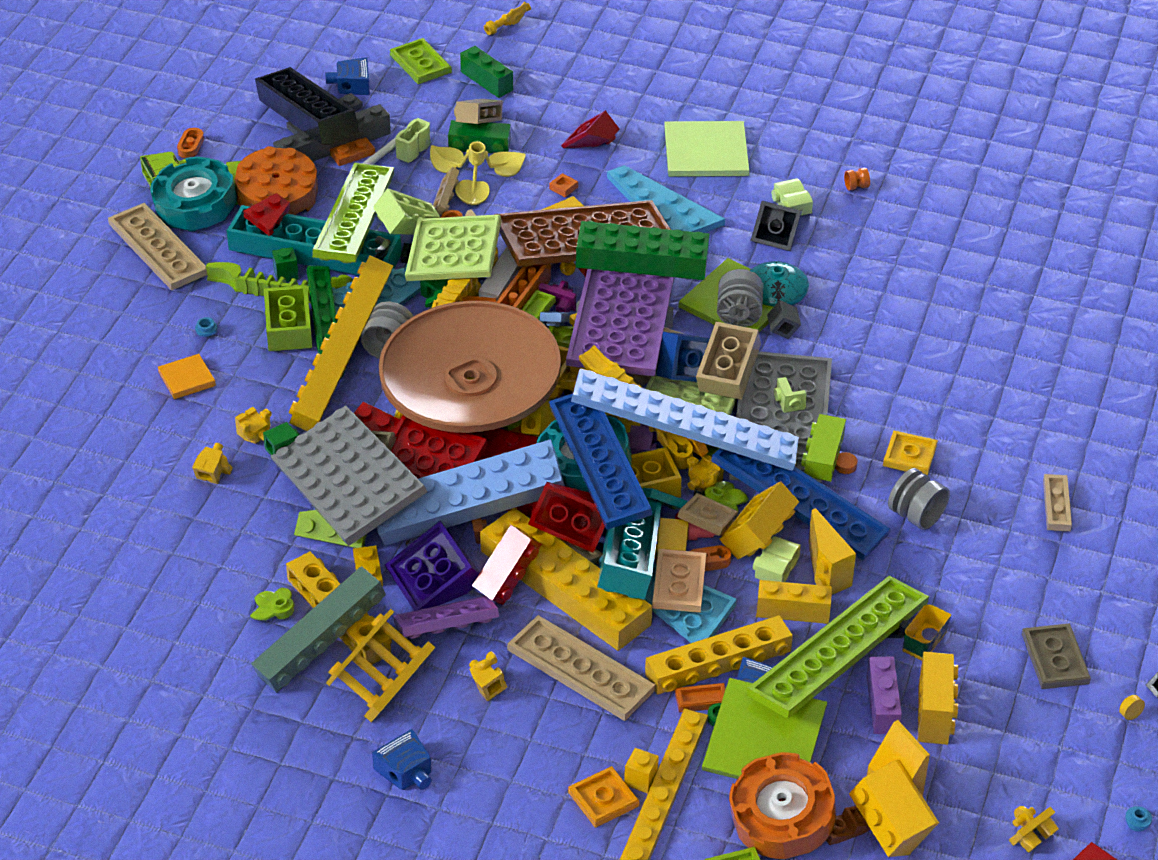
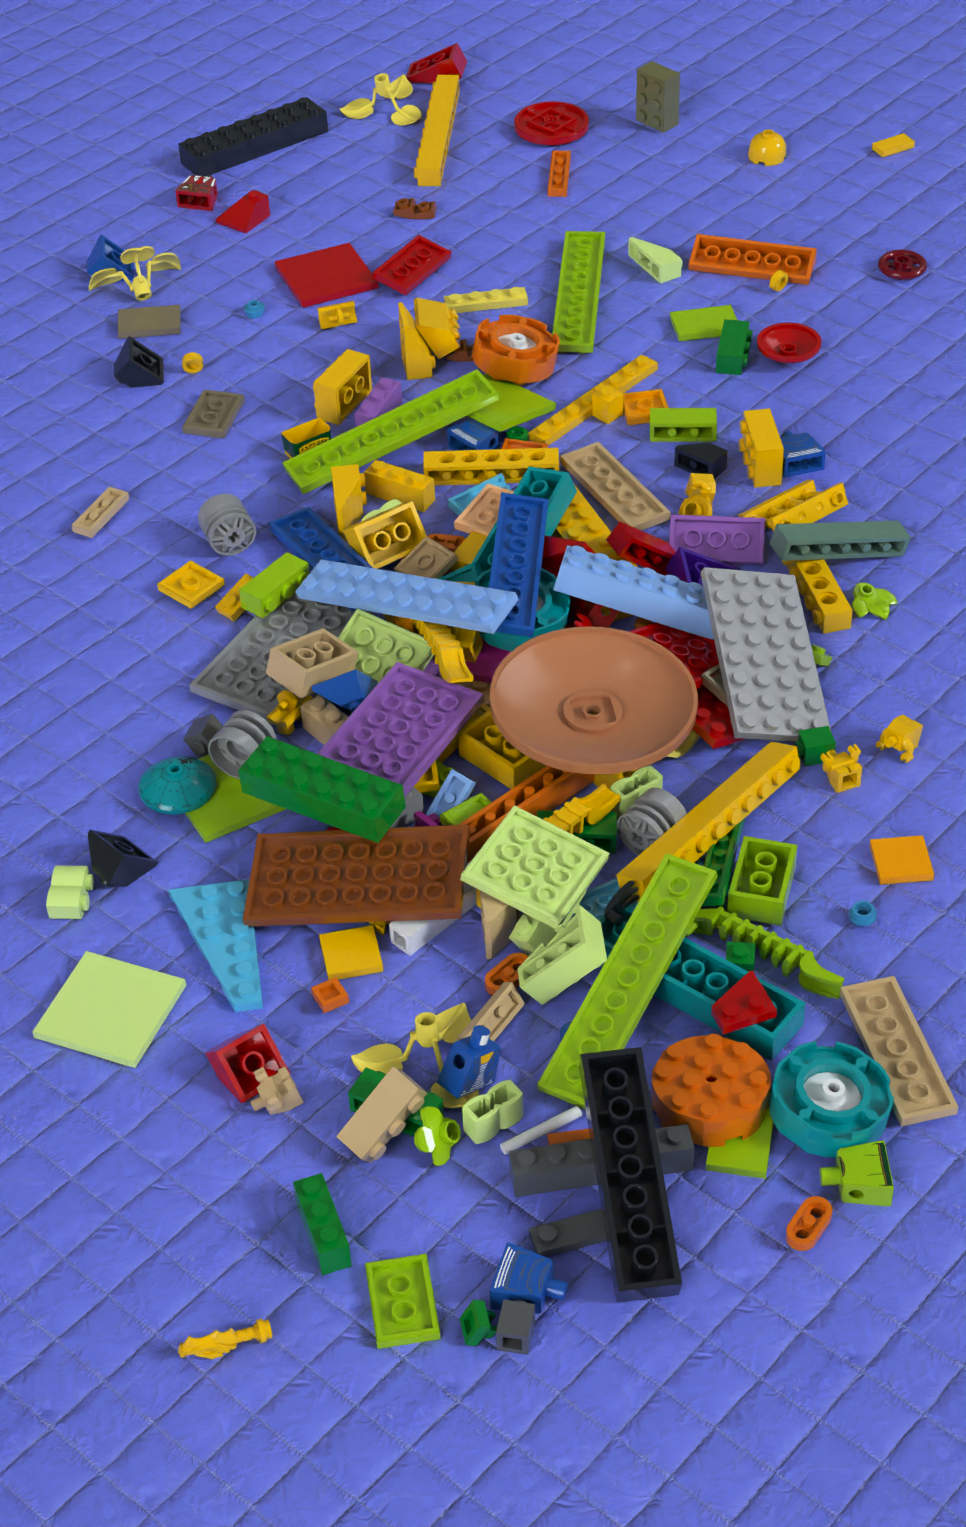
camera: 155 degrees left, 0 degrees up
(345, 51) = (515, 1326): none -> dark grey brick
(370, 53) = (476, 1323): none -> green tile
(439, 154) = (470, 1063): none -> blue torso
(440, 125) = (436, 1135): none -> lime plate
(443, 737) = (761, 448): none -> yellow brick
(479, 648) = (696, 505): none -> yellow plate
(505, 724) = (701, 458): none -> black slope
(546, 768) = (683, 425): none -> lime brick
(558, 126) = (276, 1092): none -> tan piece
(789, 400) = (269, 636): yellowish green bracket -> none
(854, 447) = (231, 604): none -> yellow plate

